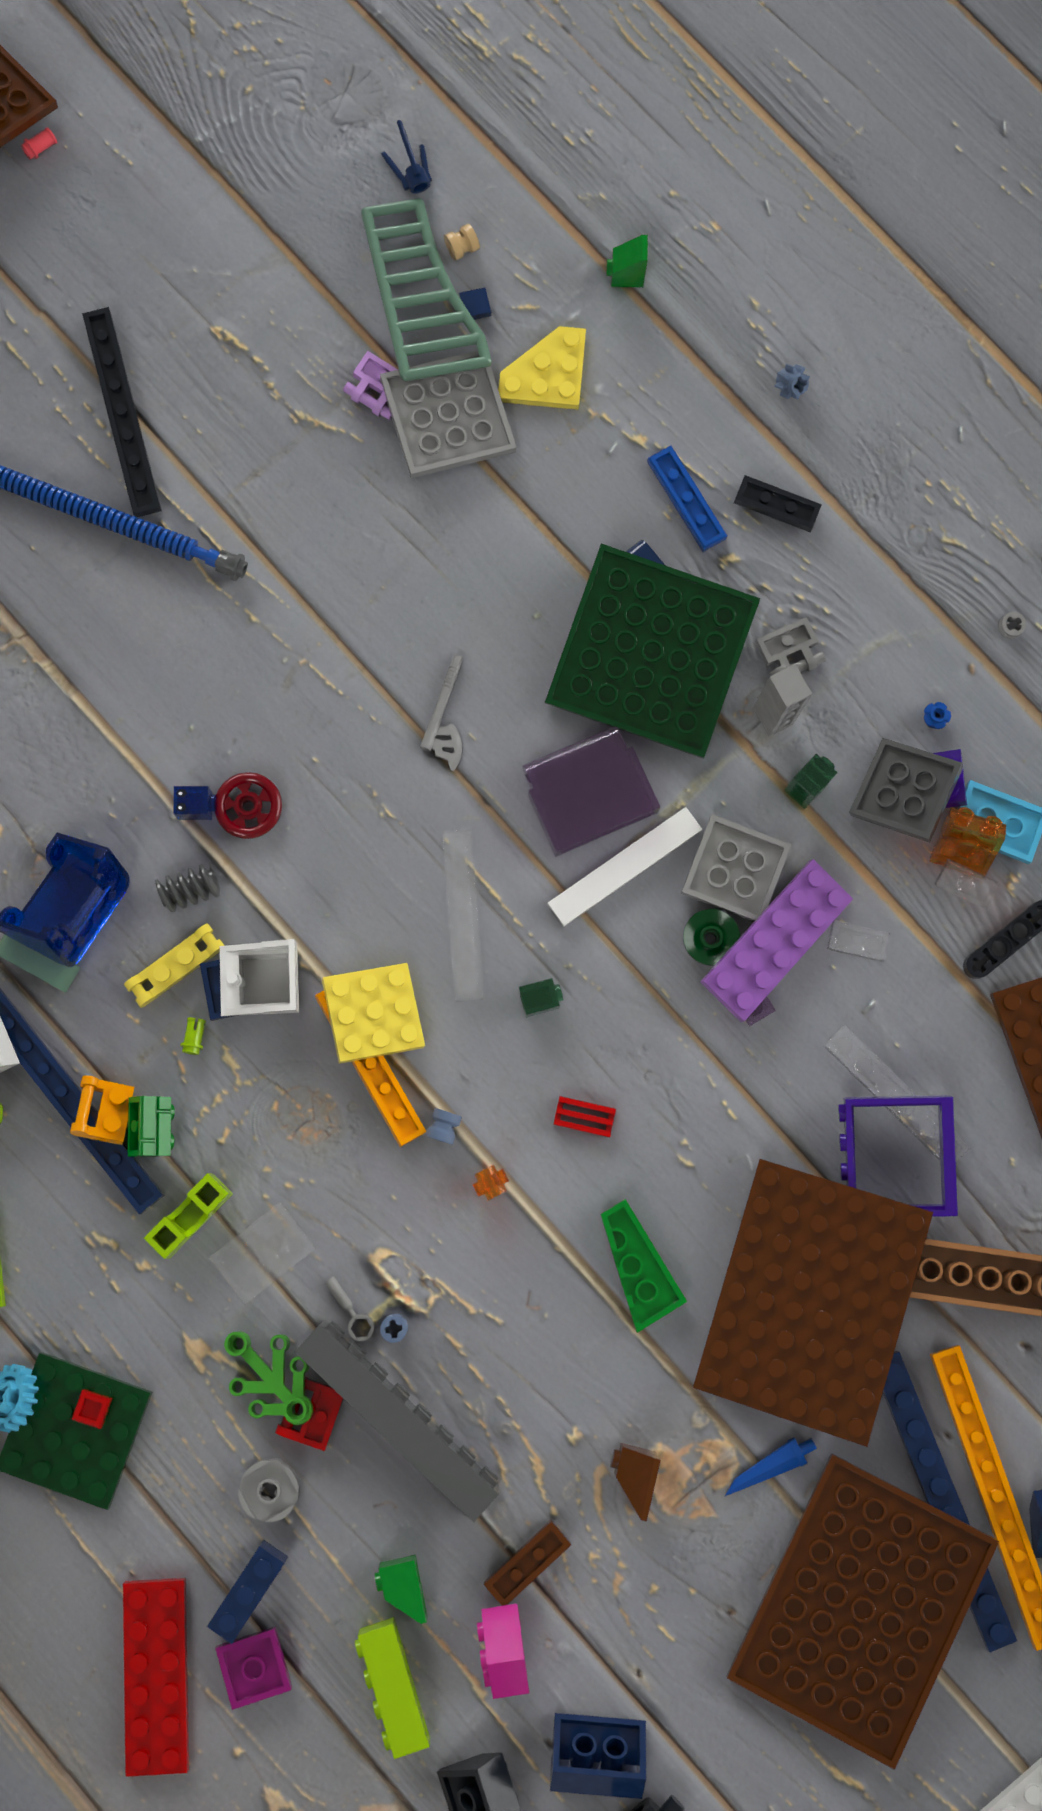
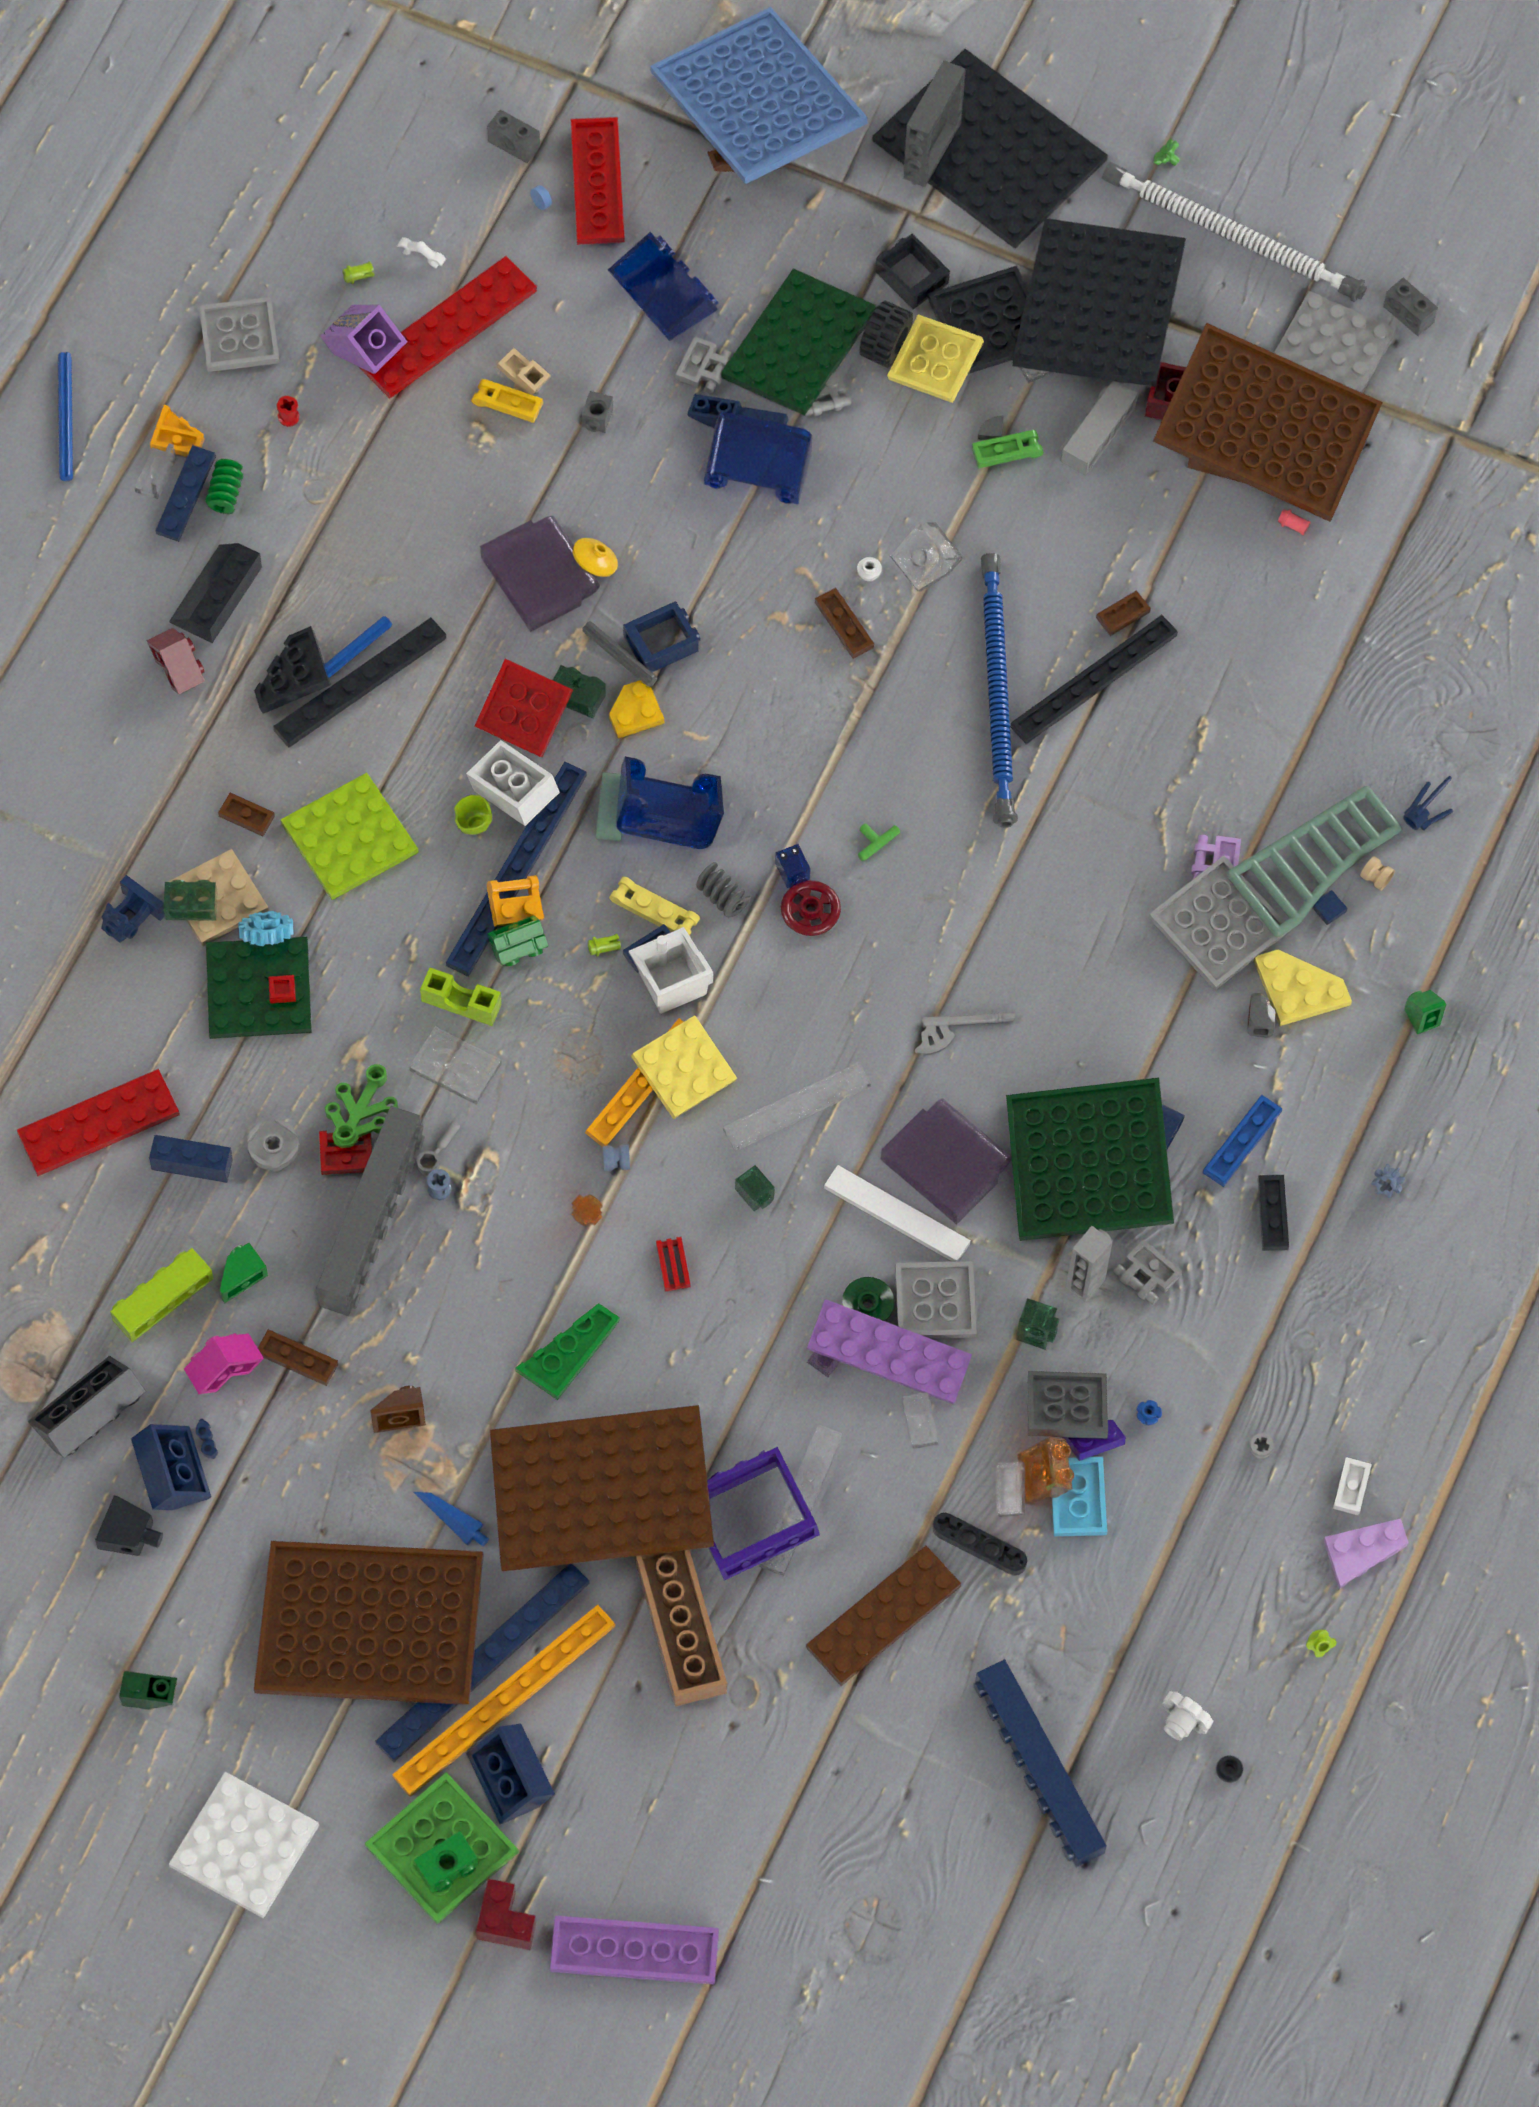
camera: 70 degrees right, 15 degrees down
(61, 350) = (1123, 613): none -> reddish brown plate
(203, 705) = (876, 841): none -> bright green piece
(253, 1668) = (134, 1188): magenta plate -> none
(564, 420) = (1261, 1016): none -> dark grey rock
(588, 1701) = (203, 1432): none -> dark blue piece

